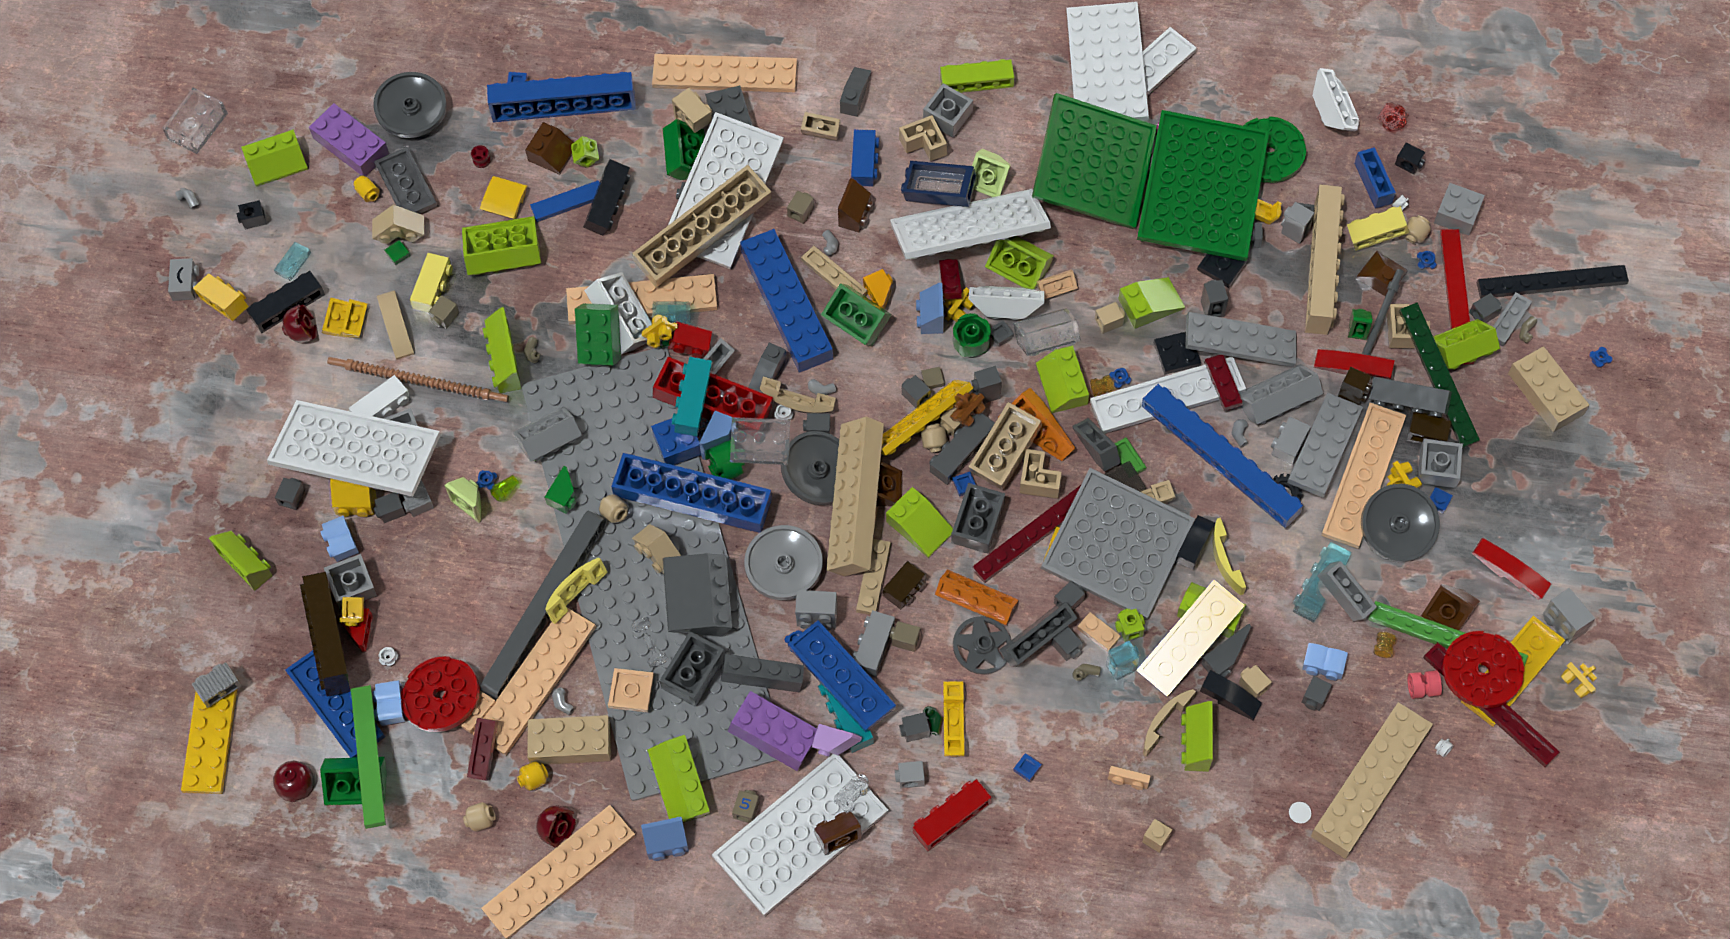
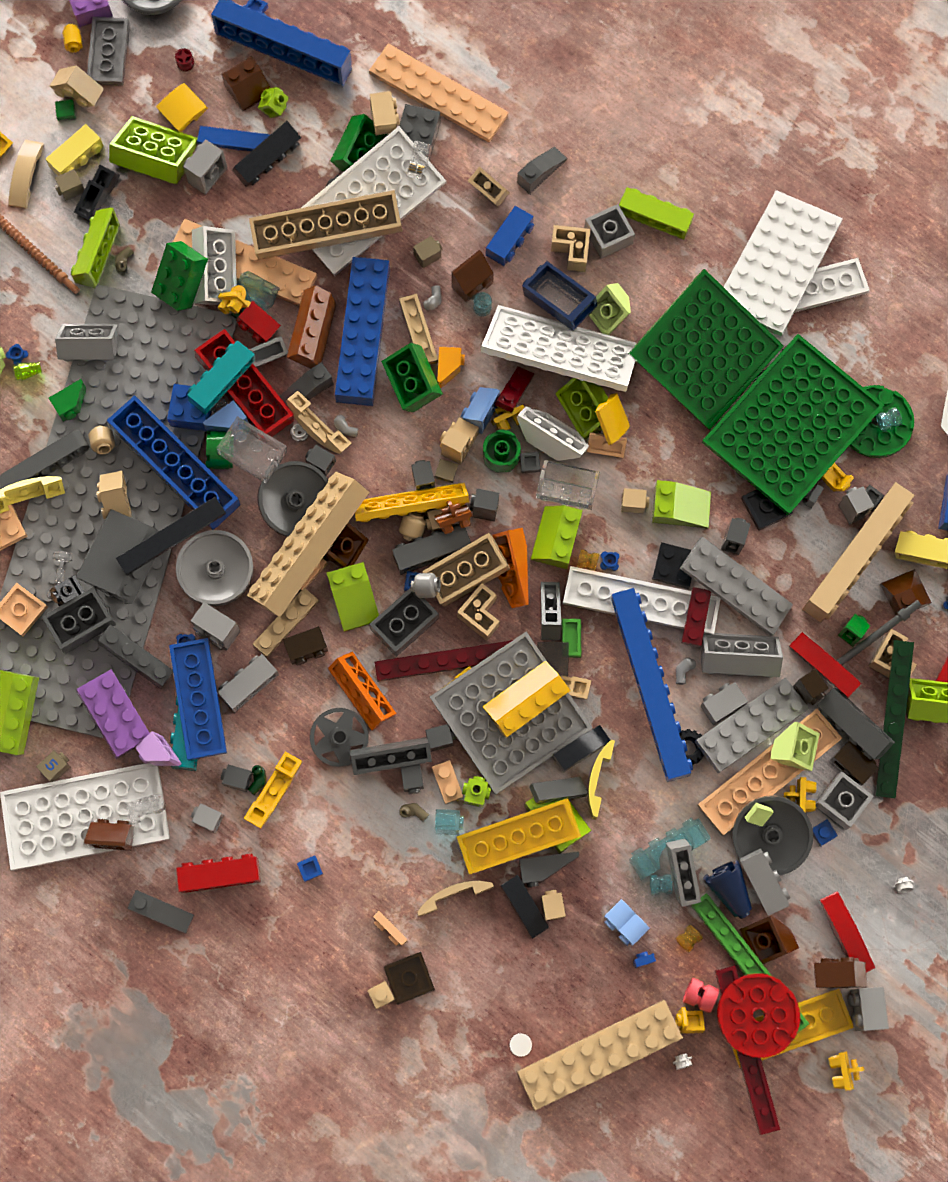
camera: 25 degrees right, 10 degrees up
(472, 306) = (96, 192): none -> black slope
(559, 234) = (205, 166): none -> light grey brick
(667, 647) = (73, 588): none -> brick
(733, 550) = (171, 536): none -> black tile
(740, 318) = (312, 327): none -> dark orange slope
(751, 130) = (419, 160): none -> clear leg
(878, 229) = (482, 308): none -> clear light blue wheel
(905, 636) = (278, 691): dark tan brick -> none
(919, 875) = (160, 911): none -> dark grey slope
(928, 346) = (458, 440): none -> tan brick
(981, 474) = (426, 585): none -> light grey head
(1051, 257) = (612, 418): none -> yellow slope
(1125, 522) = (526, 699): none -> yellow slope
(1171, 809) = (409, 978): none -> dark brown tile
(1197, 737) = (469, 927): lime slope -> none
(1198, 583) = (558, 790): none -> dark grey tile
(1279, 141) = (889, 419): none -> clear light blue wheel
(1316, 693) = (599, 948): dark grey brick -> none
(1333, 614) = (664, 882): none -> clear light blue wheel
(1358, 683) = (643, 959): none -> blue plate
(1373, 440) = (796, 747): none -> yellowish green slope
(1379, 510) = (759, 814): none -> yellowish green tile
(1393, 584) = (730, 888): none -> dark blue cone
(1418, 562) = (765, 881): none -> light grey brick
(1430, 709) = (690, 1021): none -> yellow bracket
(1527, 599) = (843, 974): none -> reddish brown brick
(1531, 505) = (904, 885): none -> white plate

